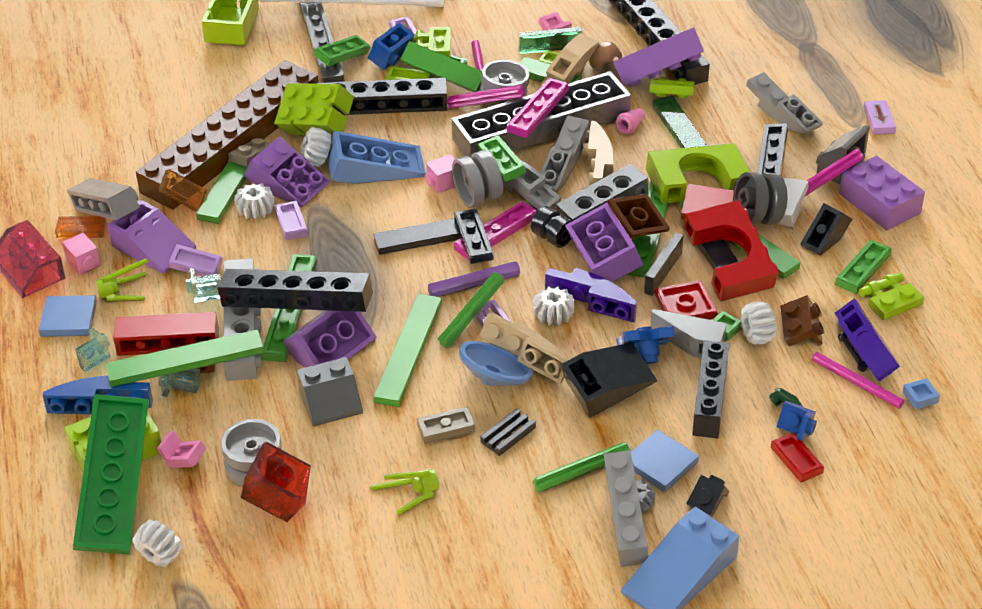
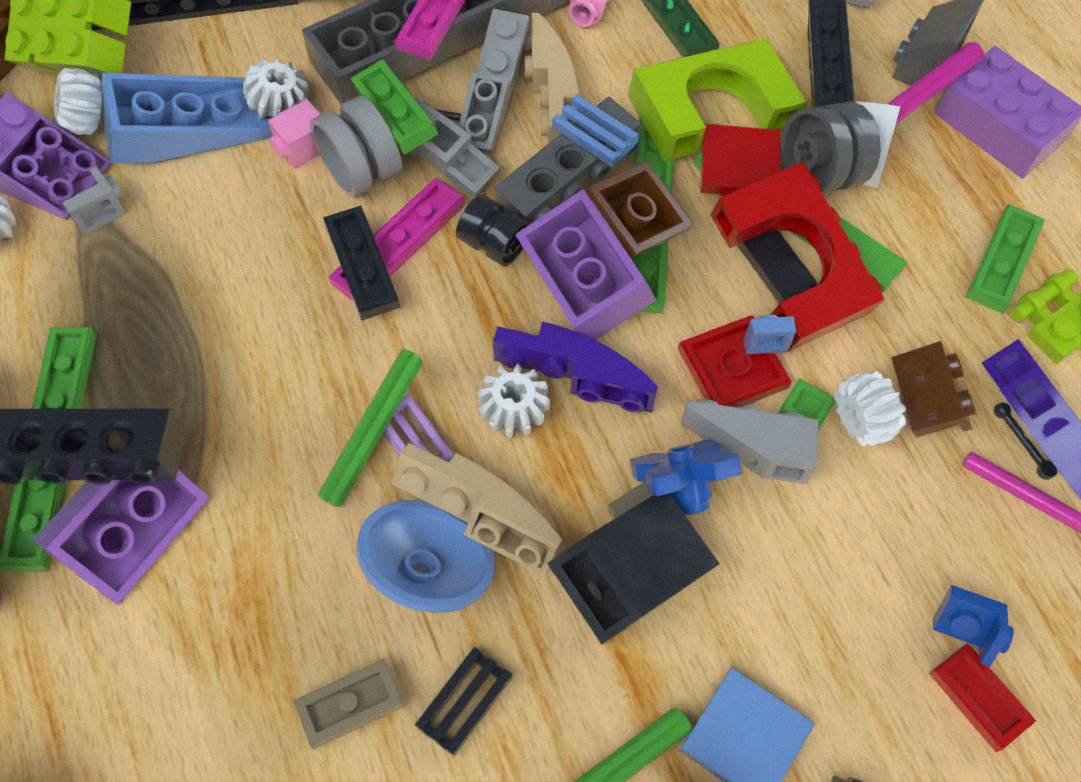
camera: 10 degrees left, 20 degrees up
(291, 220) = (46, 251): lavender tile -> none
(322, 198) = (96, 204): none -> light grey bracket
(329, 391) = (125, 652): dark grey slope -> none
(407, 350) = (265, 528): tile -> none
(416, 236) = (263, 266): tile -> none
(430, 148) = (274, 87): none -> white gear
(472, 279) = (369, 351): medium lavender axle -> none
(622, 177) = (600, 126): none -> medium blue tile
(663, 264) = (686, 290): tile -> none
(706, 284) = (769, 334): none -> medium blue plate
(710, 389) = (813, 567): black brick -> none
(781, 395) = (944, 564): dark green arm -> none
(826, 229) = (936, 194): black slope -> none

